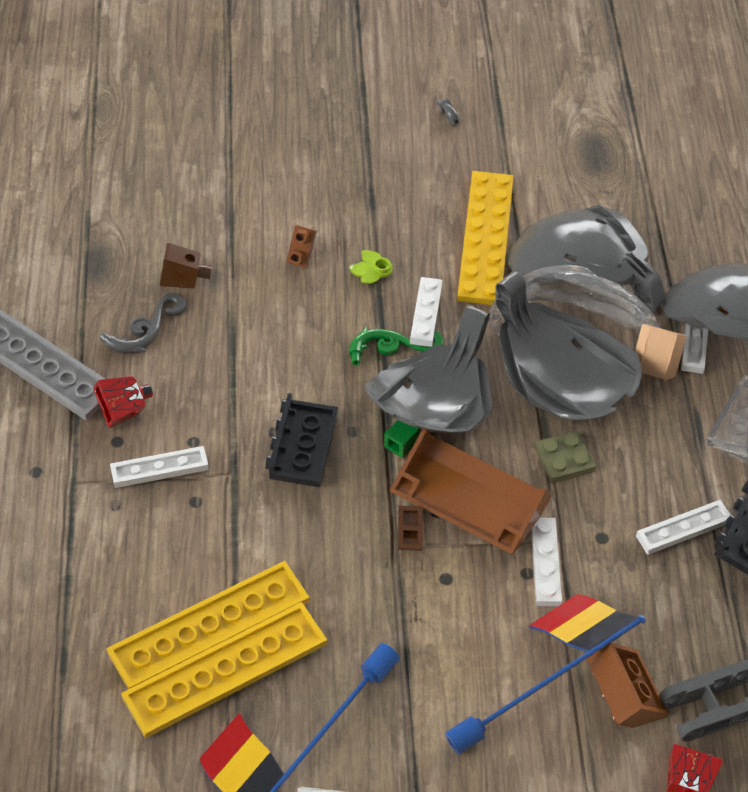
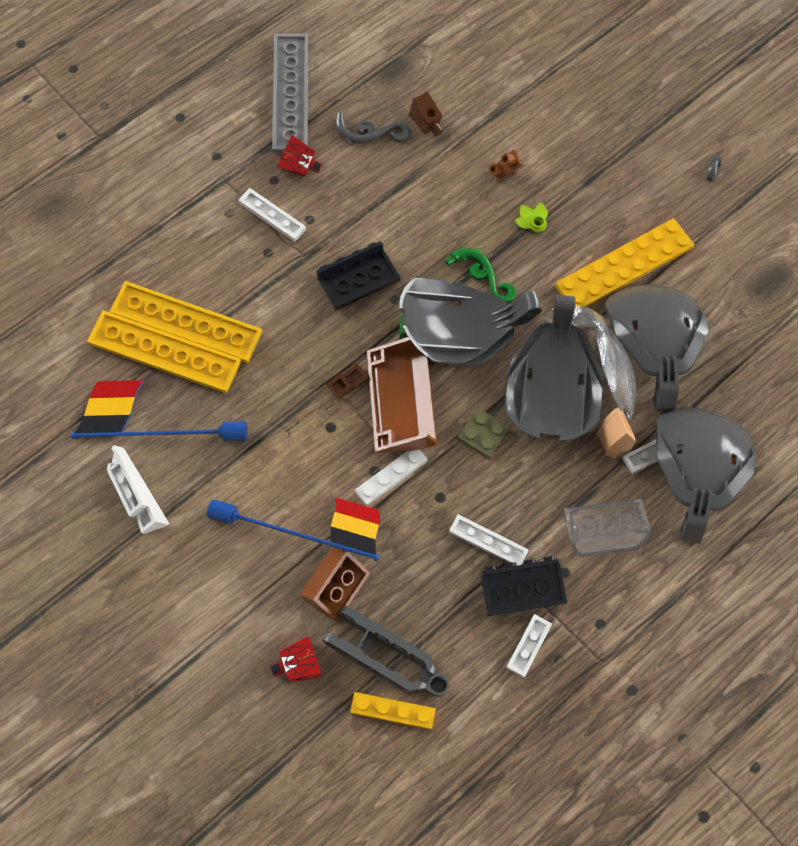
camera: 50 degrees right, 15 degrees up
(426, 312) = (525, 273): white plate -> none

